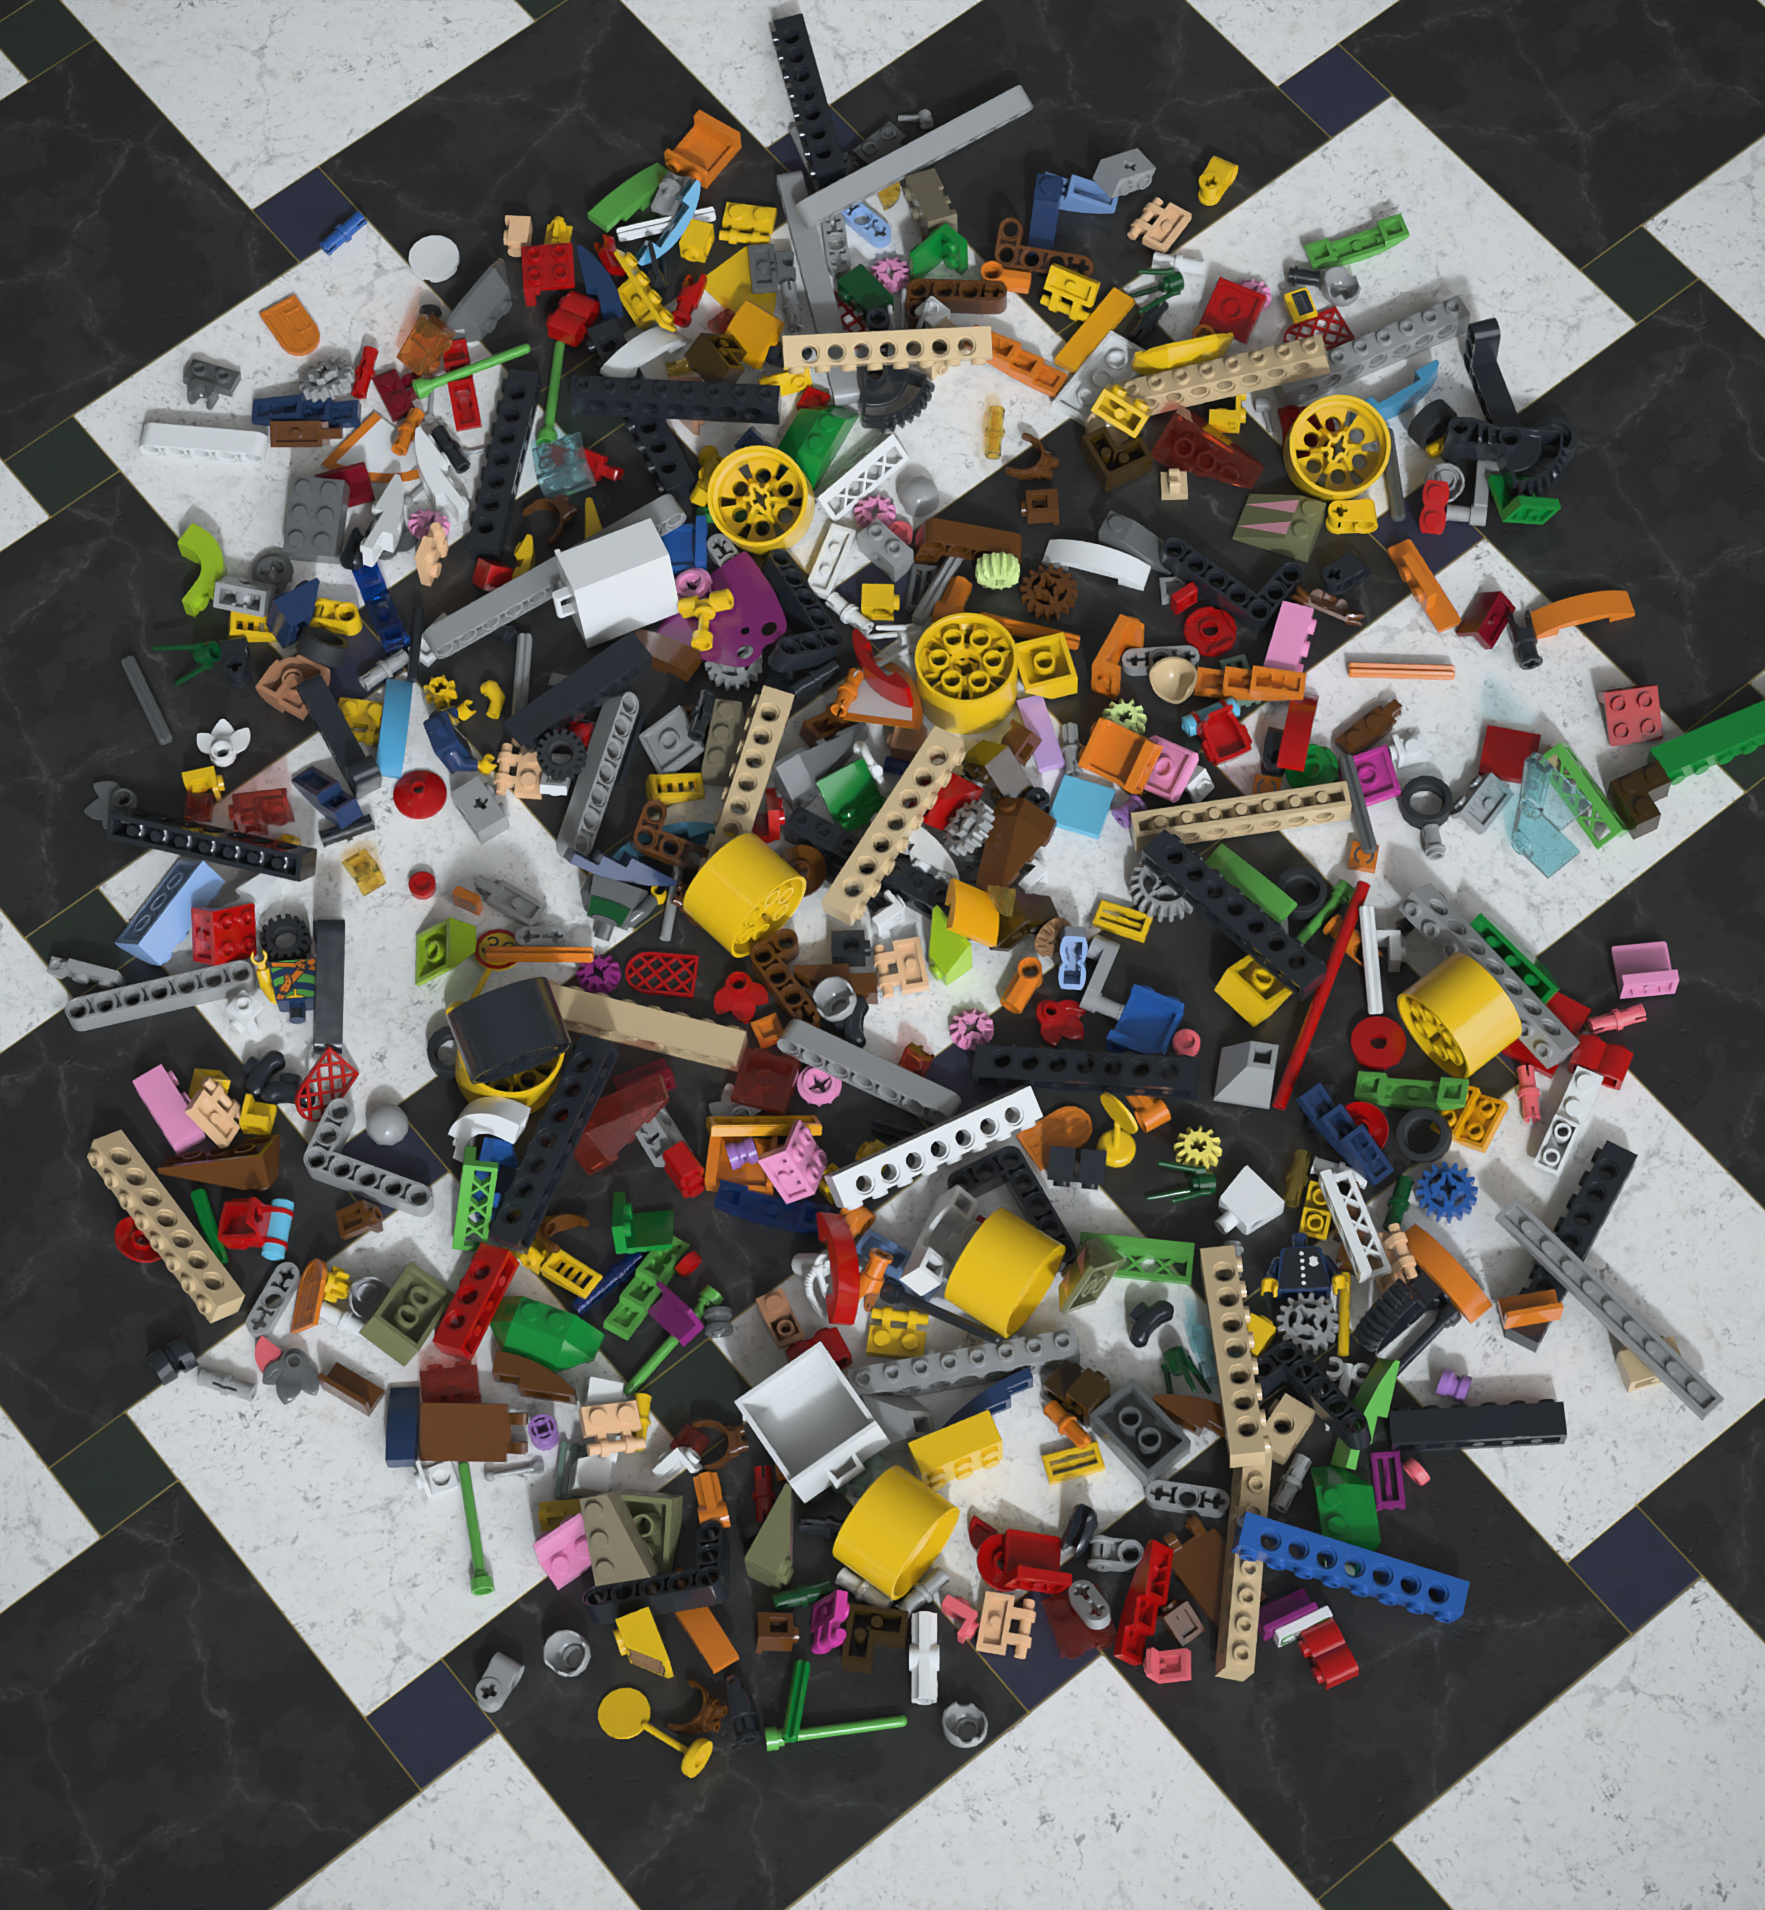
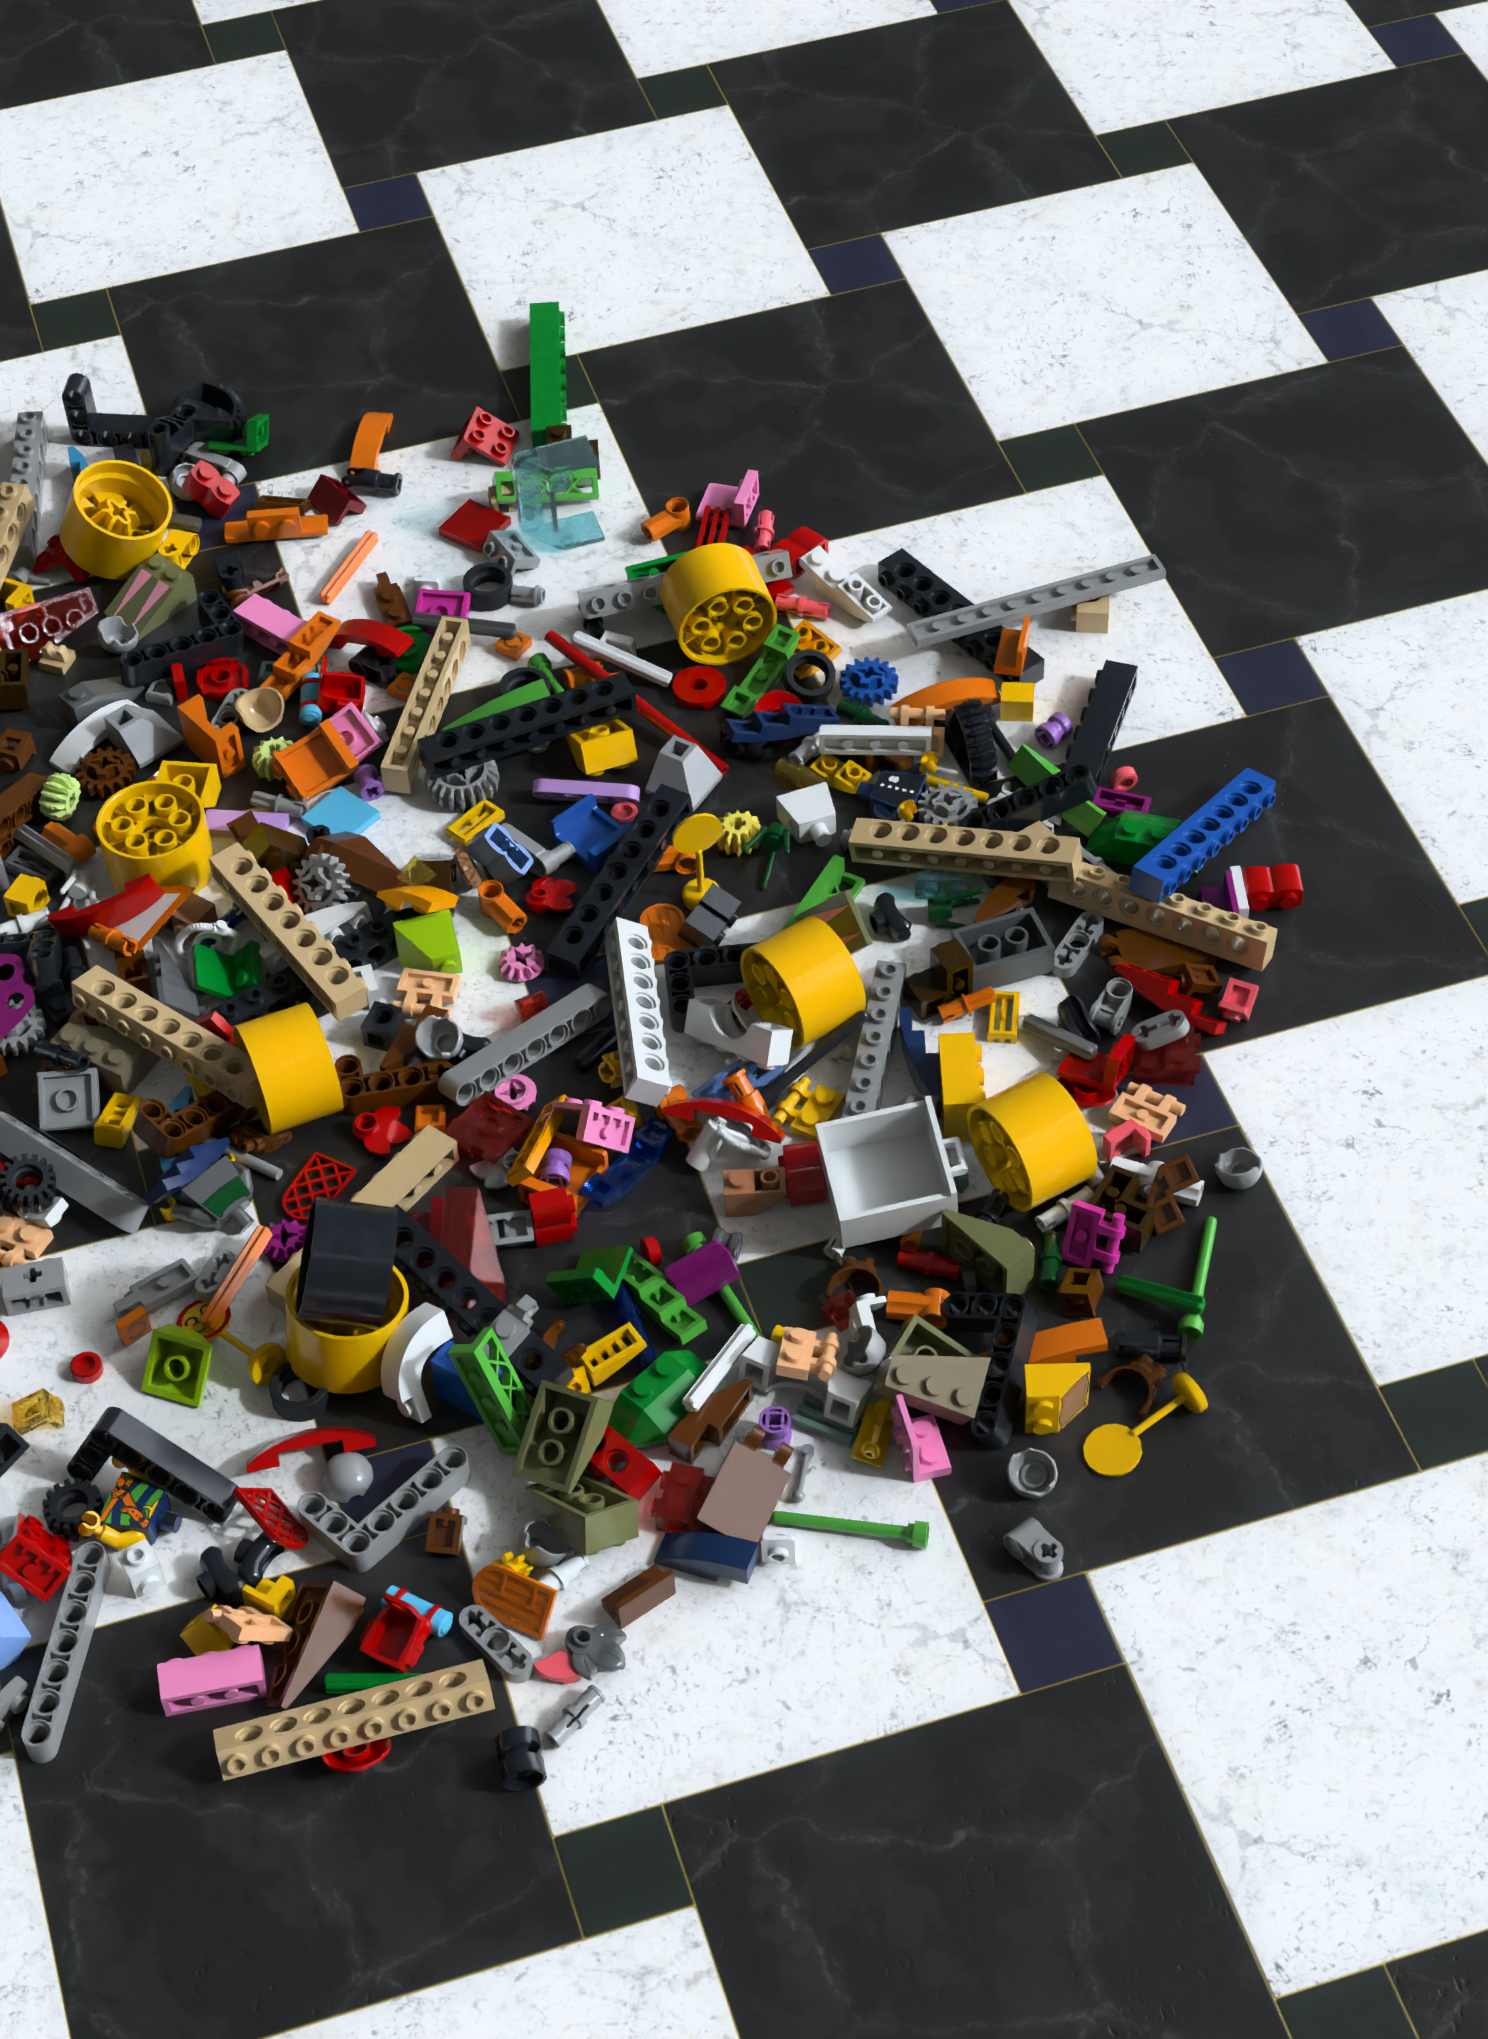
camera: 70 degrees left, 15 degrees down
(418, 1108) = (269, 1455): none -> red slope
(456, 1267) = (561, 1436): none -> olive slope
(523, 1182) = (513, 1325): none -> light grey hinge
(580, 1364) = (718, 1368): none -> white axle
(631, 1475) = (865, 1353): none -> light grey hair
(894, 1669) = (1169, 1179): none -> reddish brown tile
(1059, 1520) = (1060, 1037): none -> light grey axle
(1104, 597) = (141, 733): none -> light grey slope
(1193, 998) = (575, 790): none -> lavender beam
(1217, 519) = (116, 635): none -> light grey hair
(1452, 577) = (275, 502): none -> reddish brown tile
(1479, 1338) = (1017, 701): none -> yellow panel
(1587, 923) = (674, 518): none -> orange piece
(1593, 962) = (716, 513): none -> red tile

